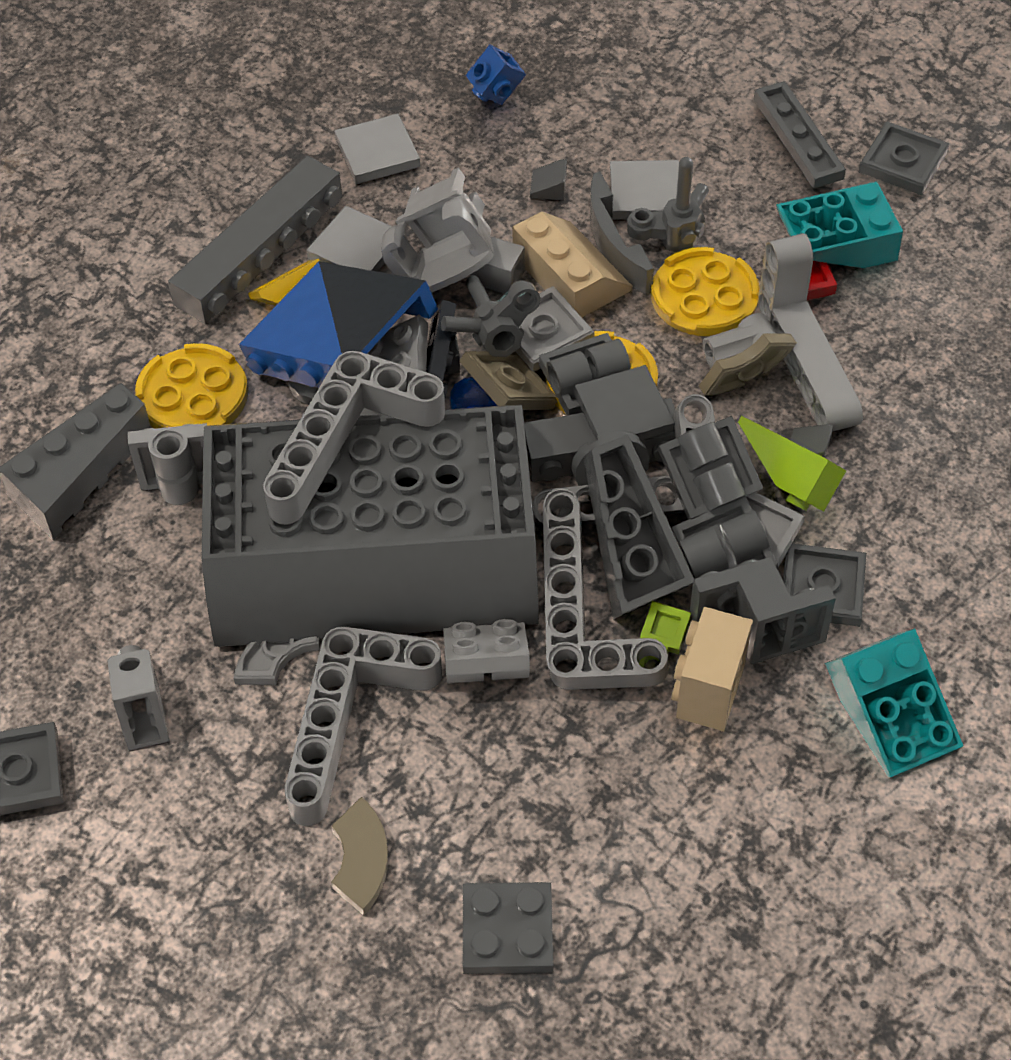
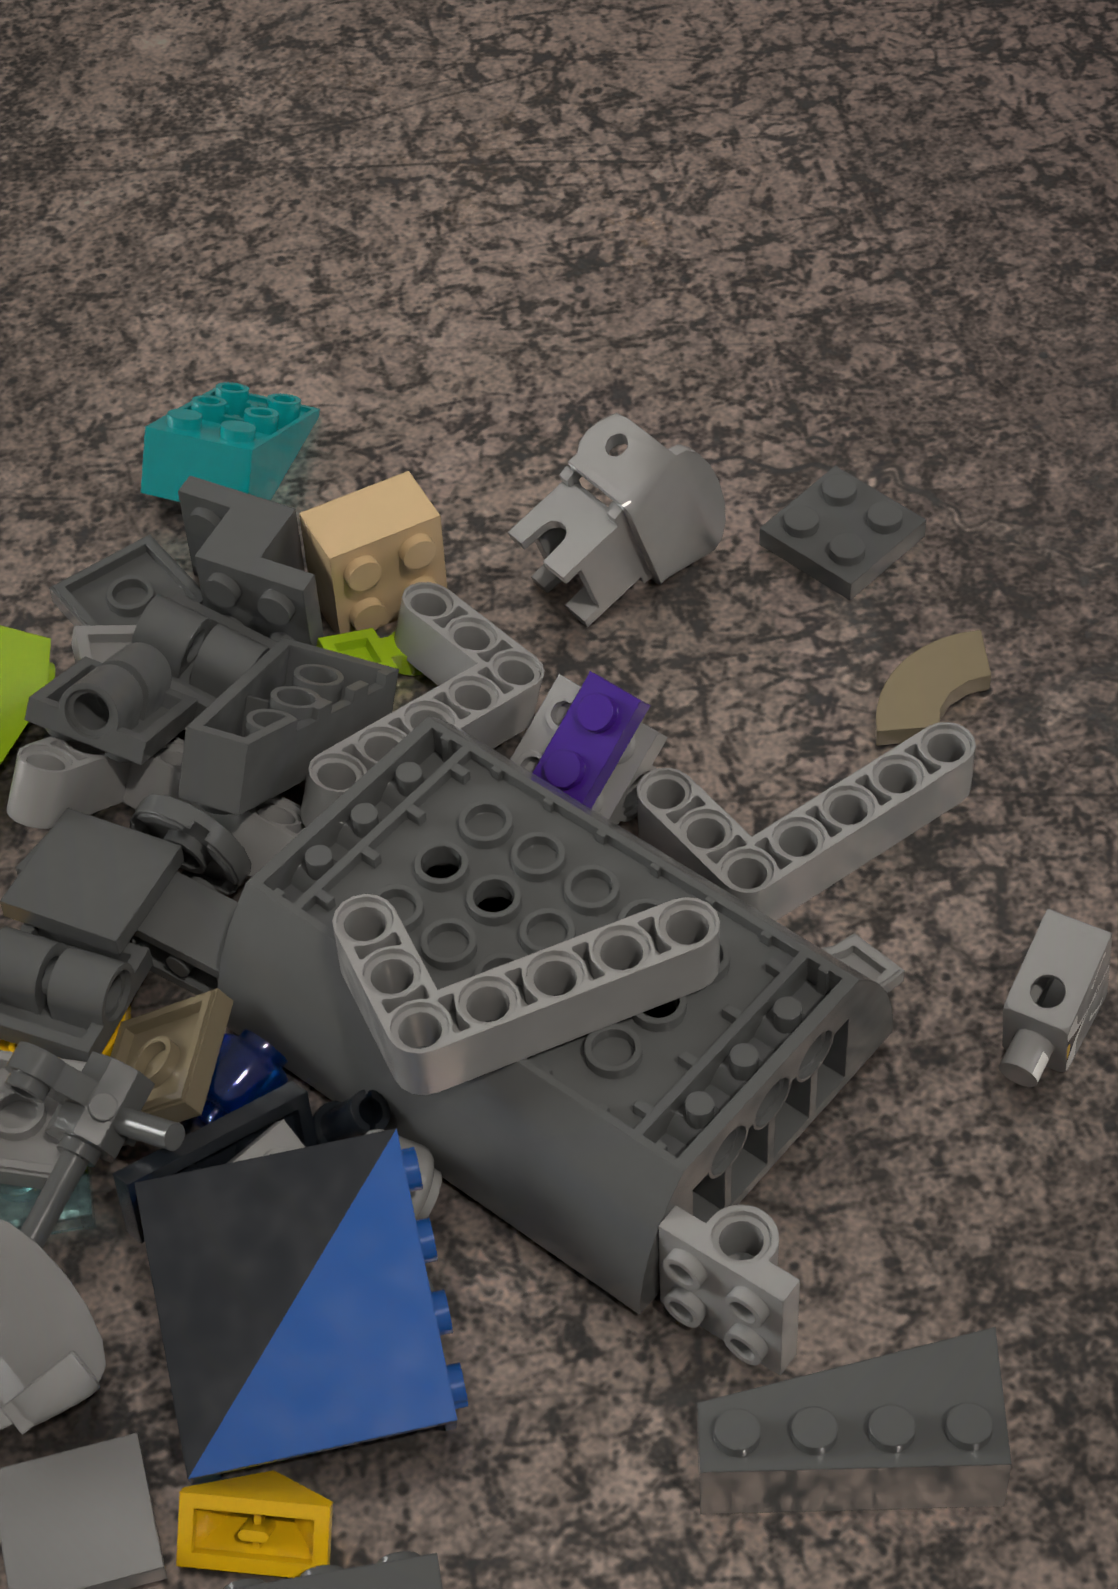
camera: 135 degrees left, 5 degrees down
(192, 387) = (579, 1460): yellow tile -> none
(474, 630) = (591, 739): none -> dark purple plate
(608, 771) = (659, 522): none -> light grey piece

